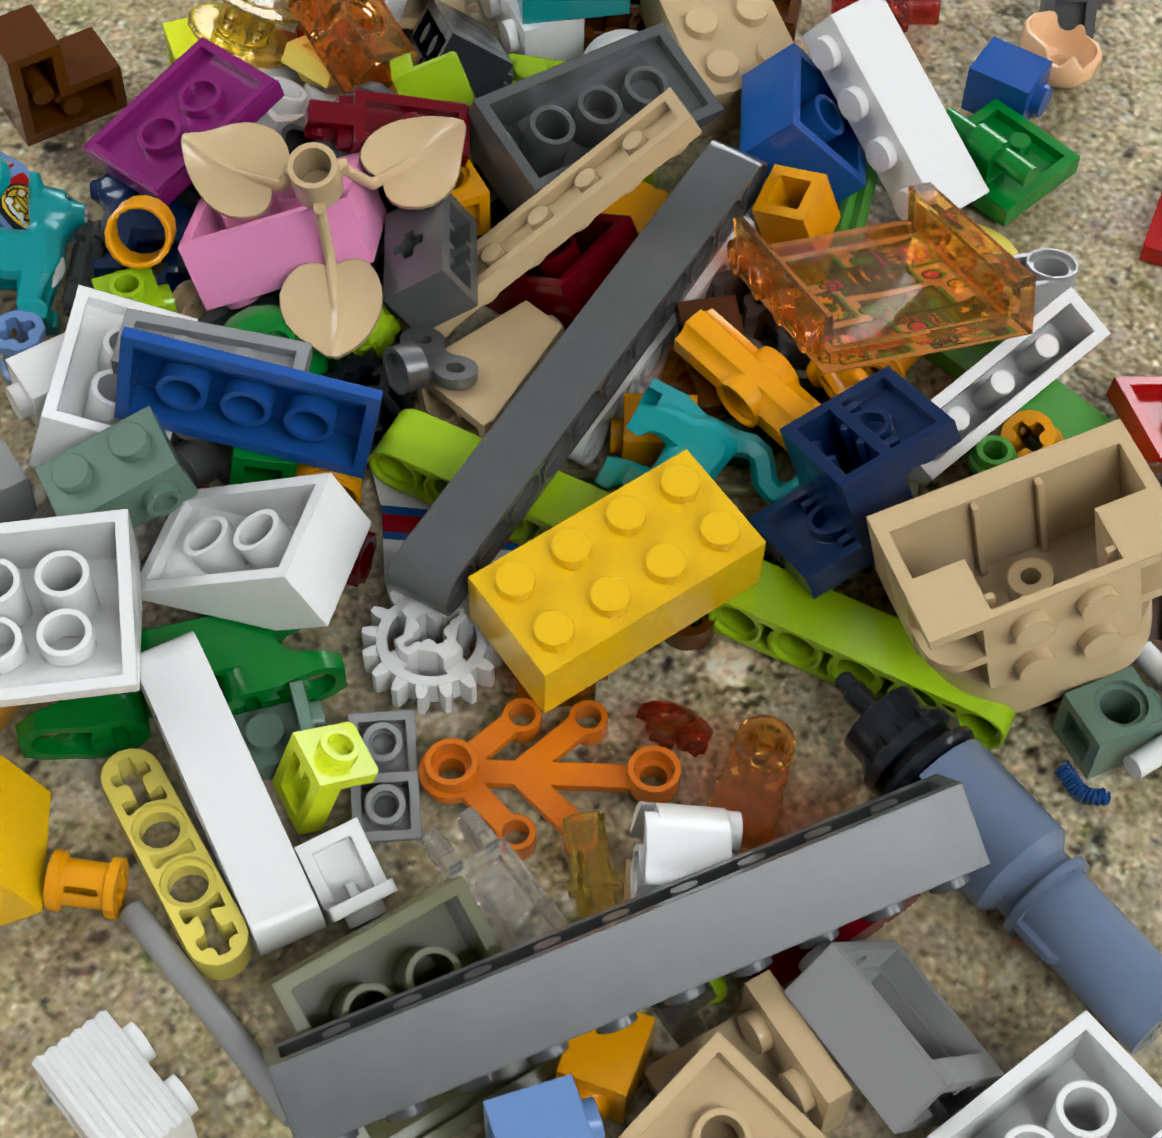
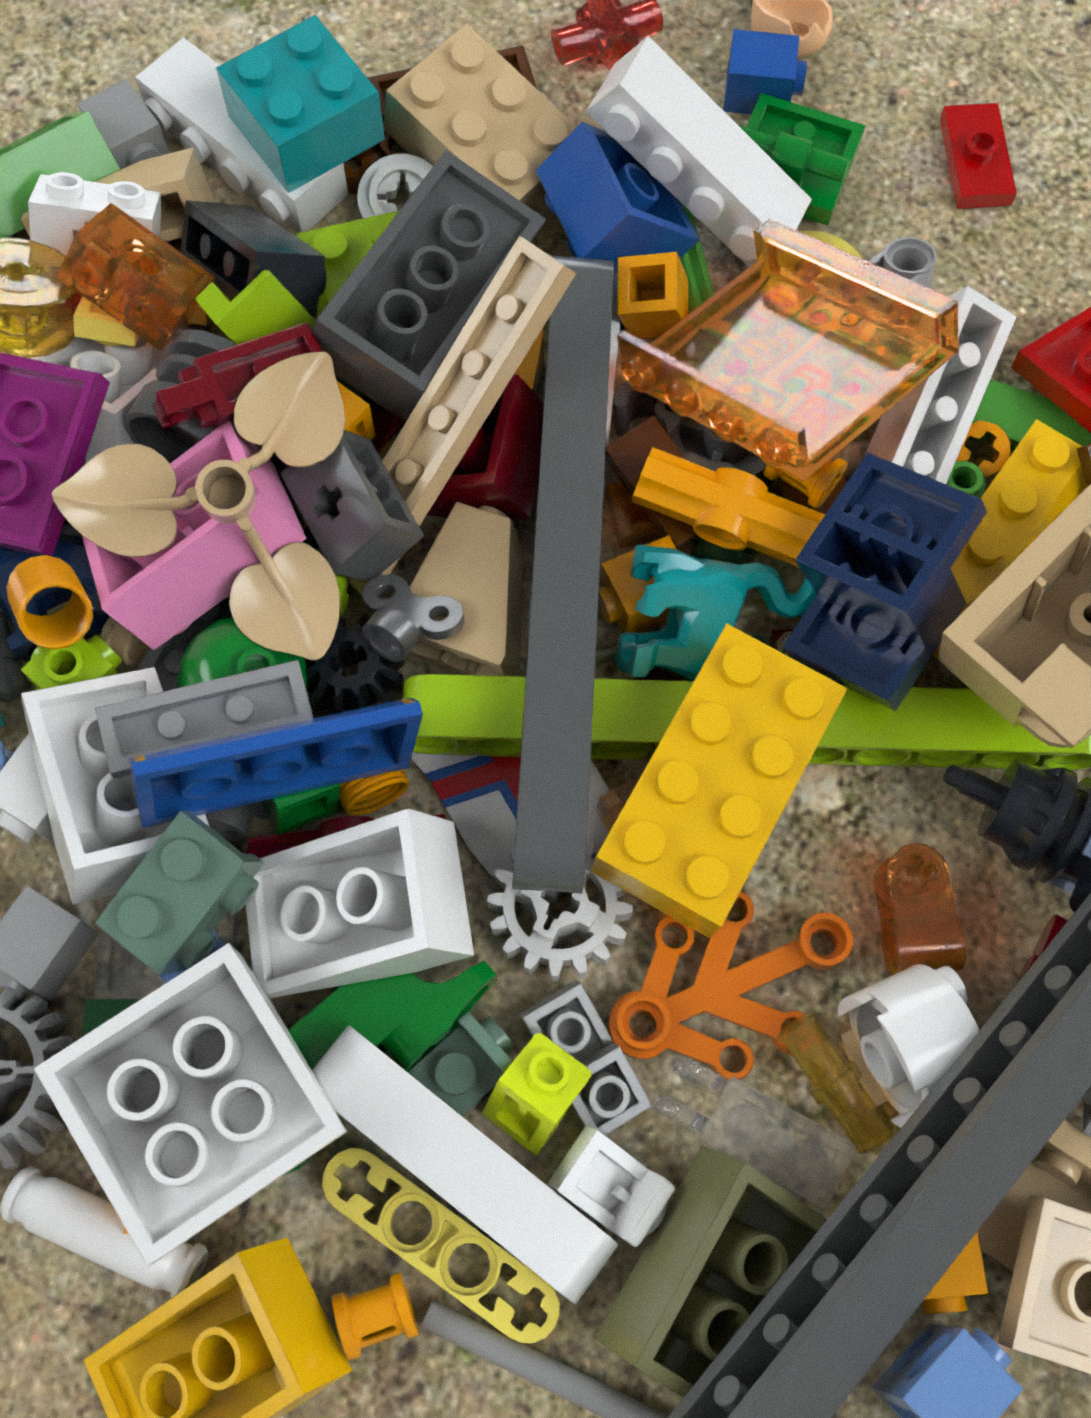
camera: 25 degrees left, 15 degrees up
(675, 724) = (816, 882): clear red plant -> none

